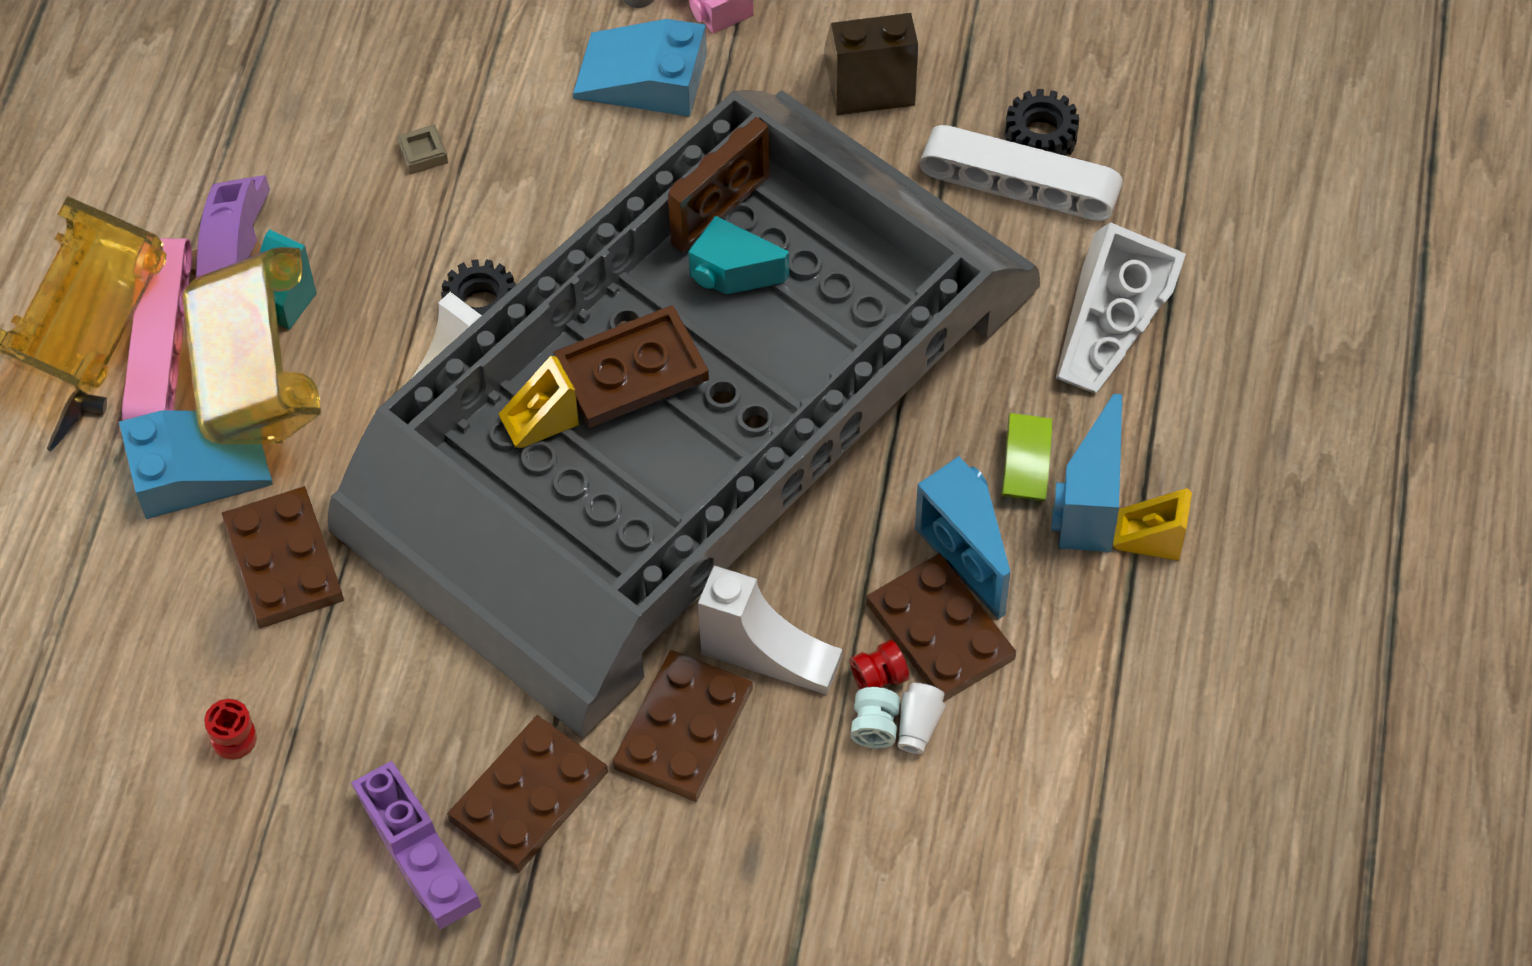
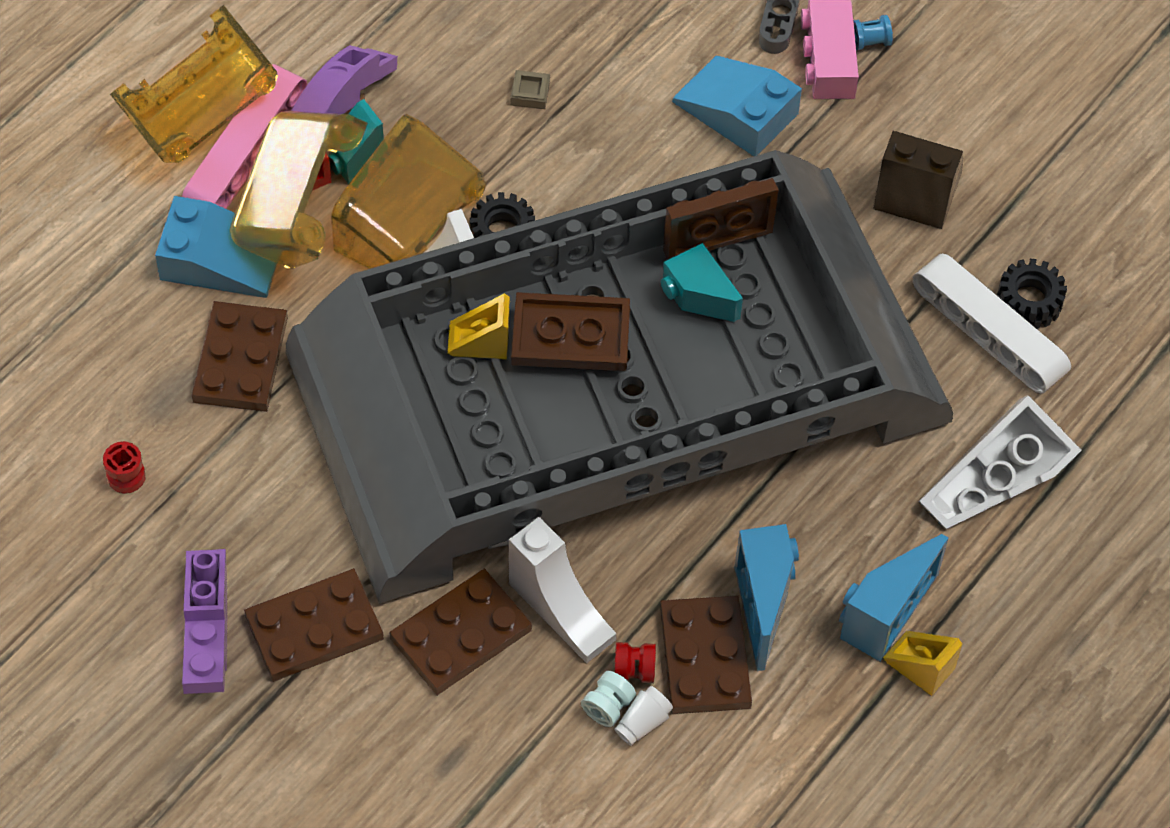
camera: 25 degrees right, 0 degrees up
(72, 411) = (152, 173): black bar -> none
(364, 316) = (402, 196): none -> clear yellow windscreen
(1027, 457) = (854, 552): lime slope -> none

